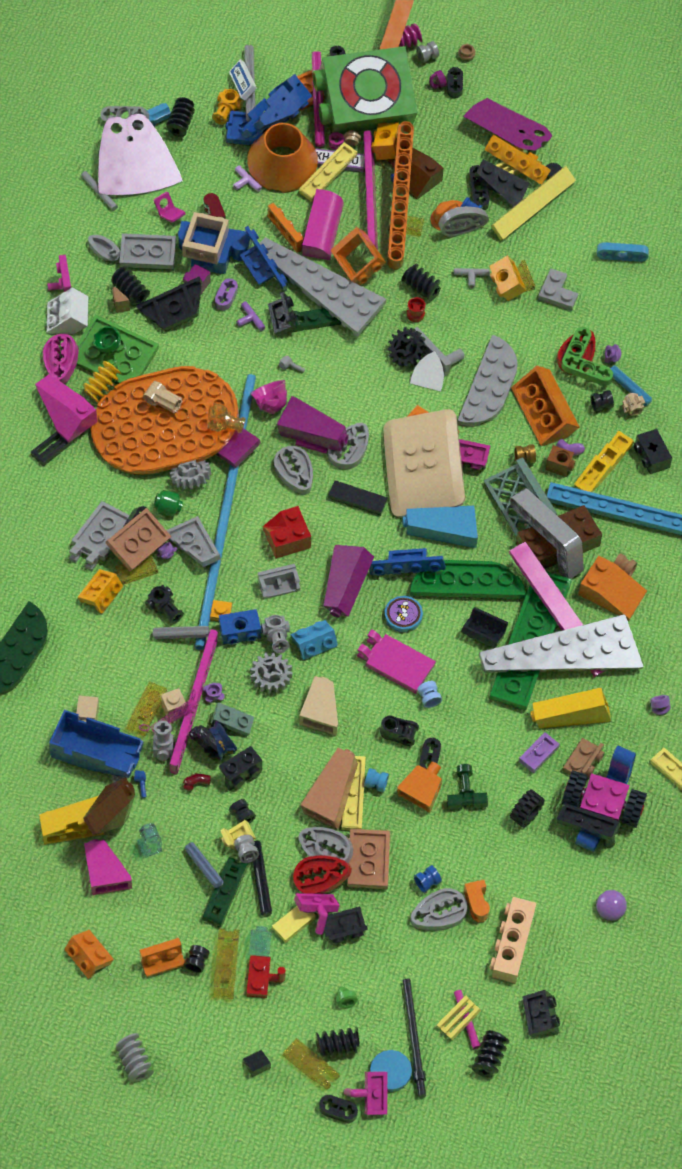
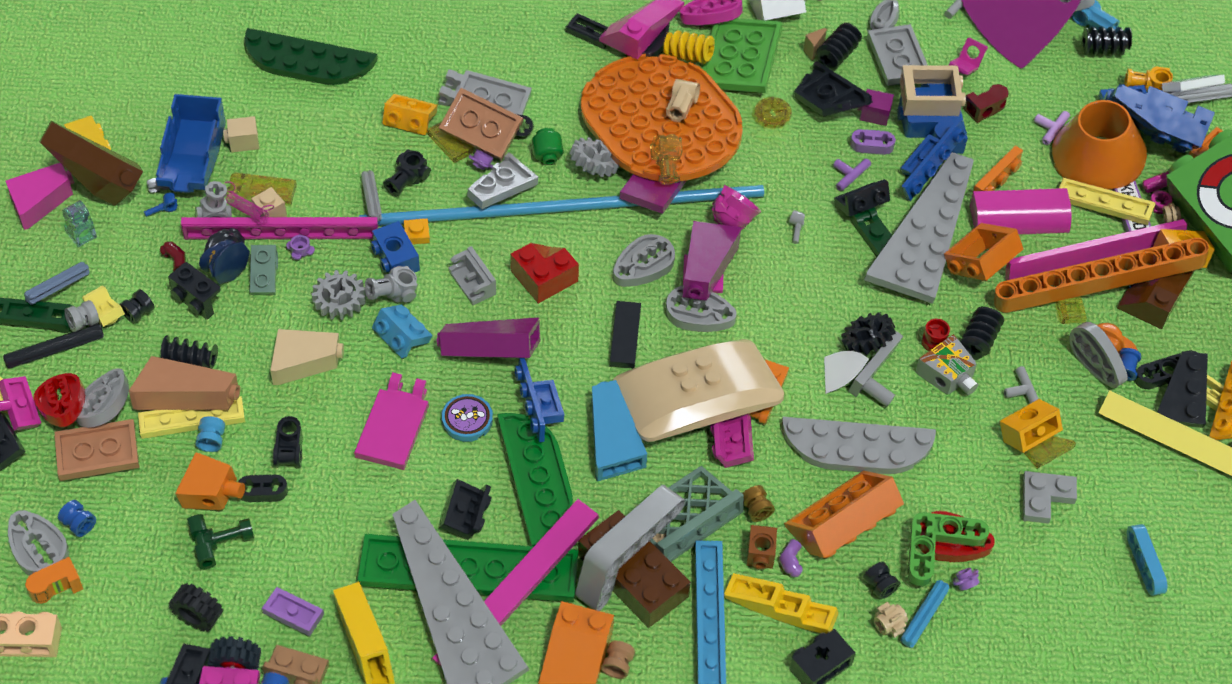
camera: 75 degrees right, 5 degrees down
(107, 339) = (745, 36): green hair -> none
(172, 343) = (780, 108): none -> clear yellow gear
(301, 781) = (187, 354): none -> black piece
(429, 692) = (350, 466): light blue wheel -> none
(445, 310) = (948, 367): none -> light grey torso

